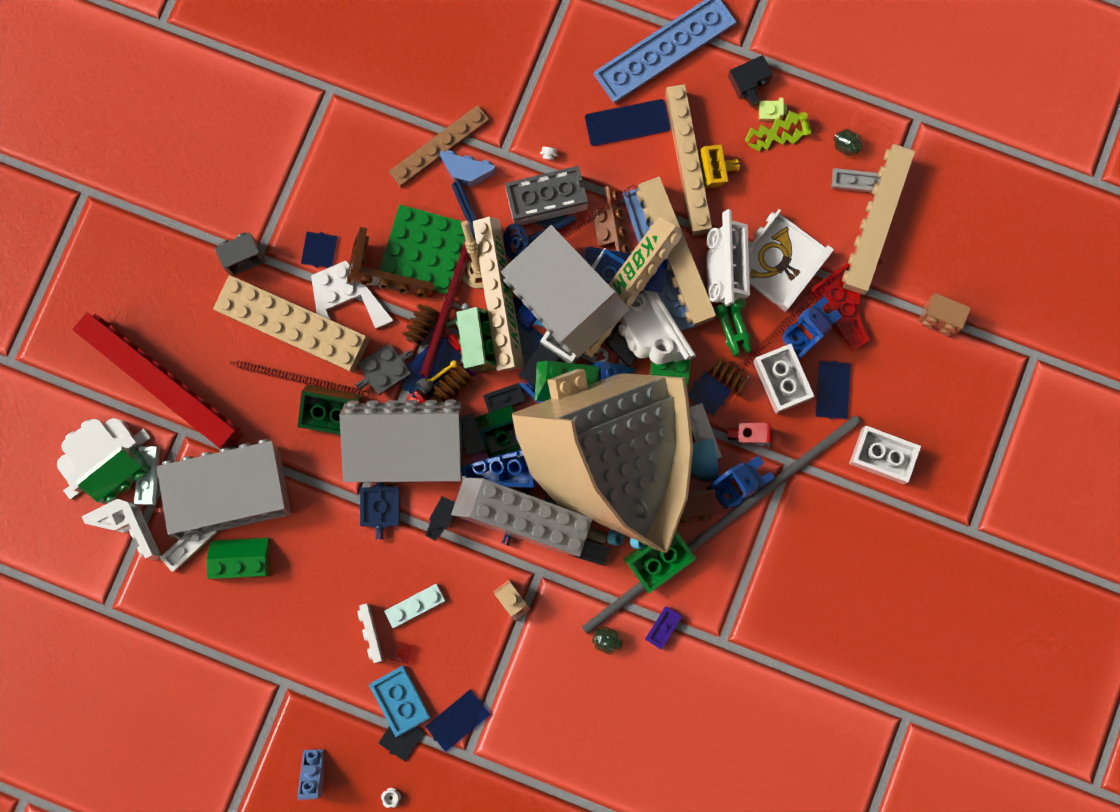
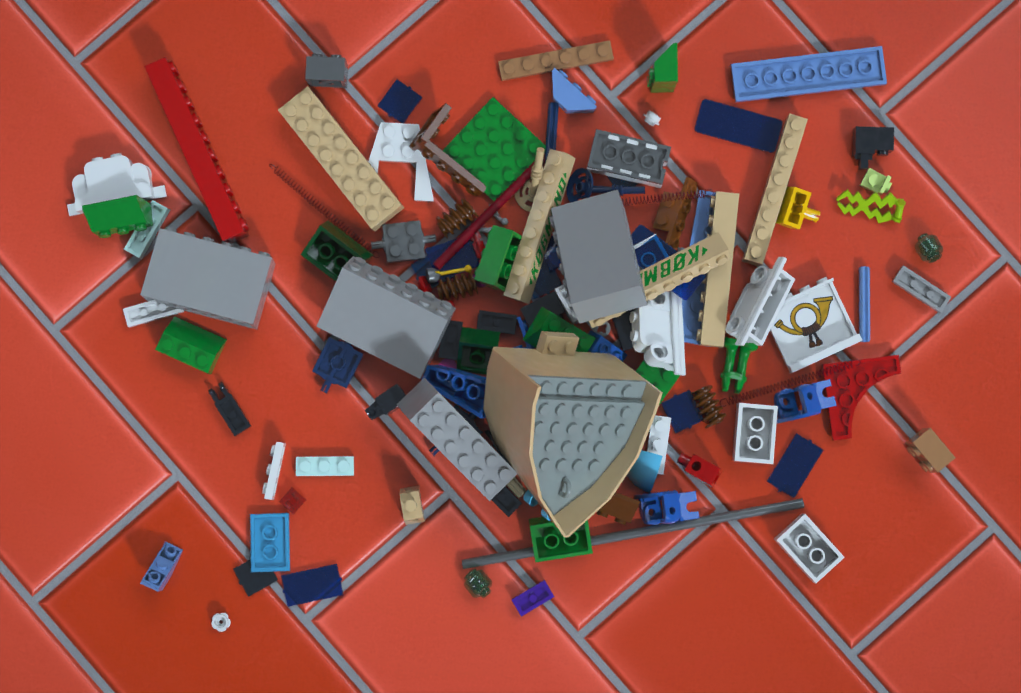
camera: 25 degrees right, 5 degrees up
(126, 518) = (98, 254): white bracket -> none
(304, 600) = (230, 411): none -> black hinge
(539, 105) = (664, 73): none -> green slope
(817, 218) = (864, 303): none -> medium blue axle
(878, 220) = (918, 333): tan brick -> none

